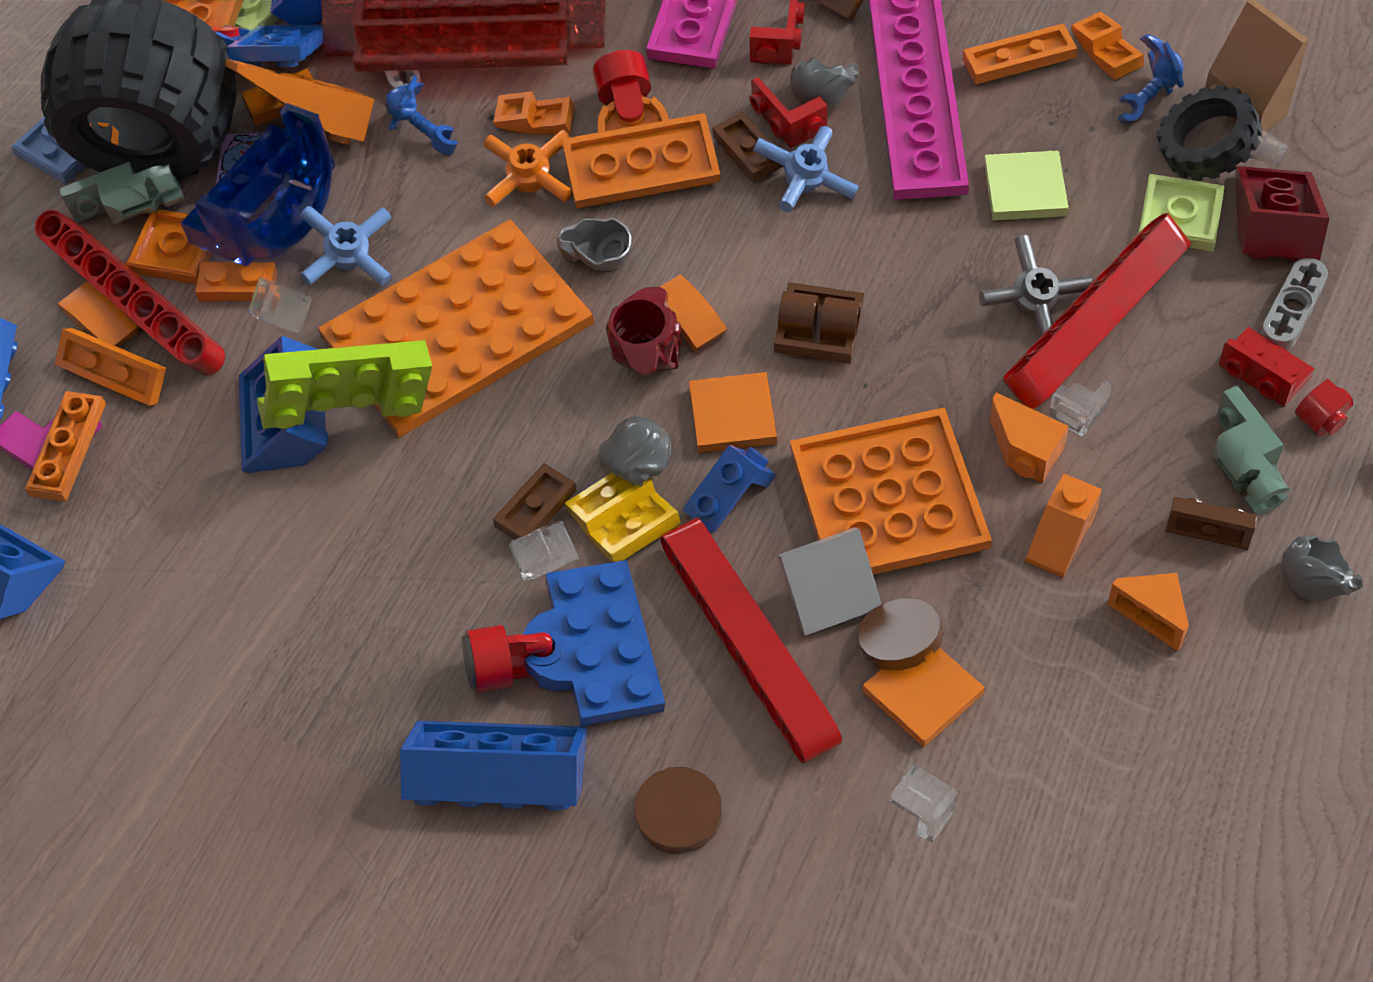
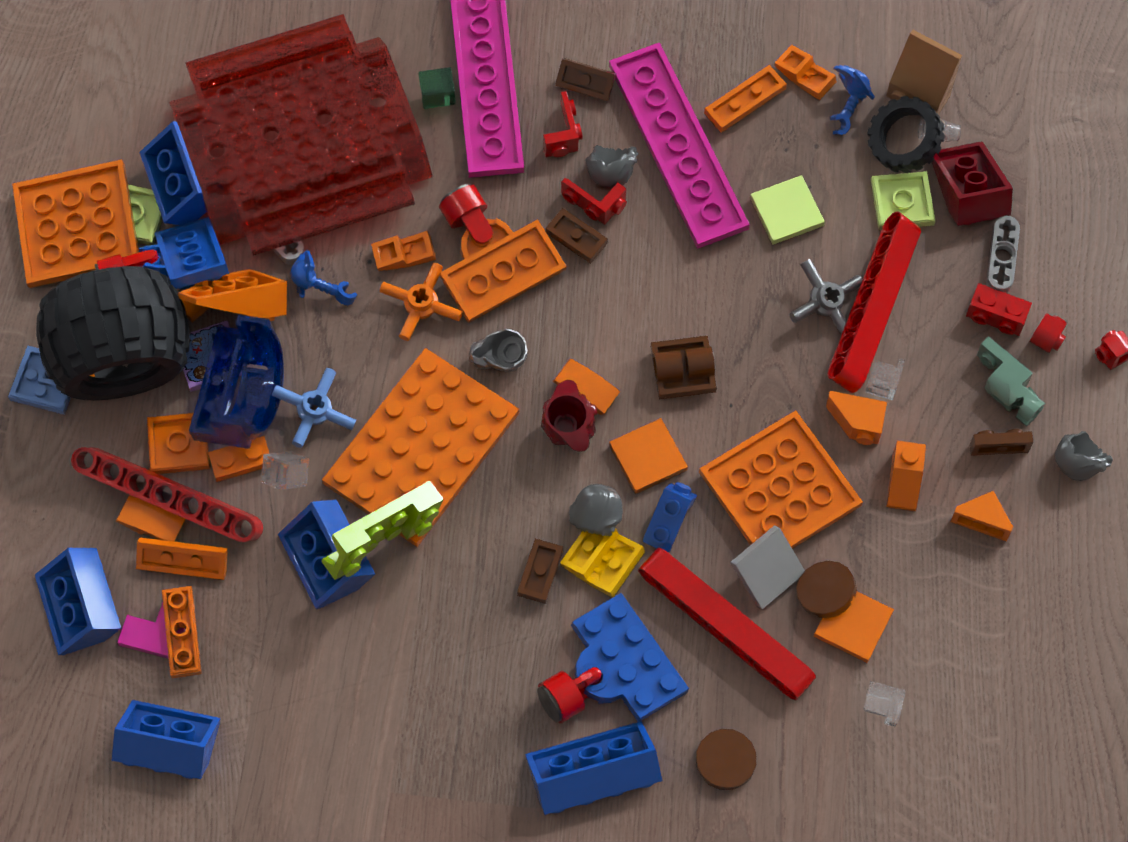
camera: 25 degrees left, 10 degrees up
(122, 193) = (124, 414): sand green plate -> none
(543, 550) = (564, 605): clear panel -> none
(805, 168) = (627, 244): medium blue bar -> none

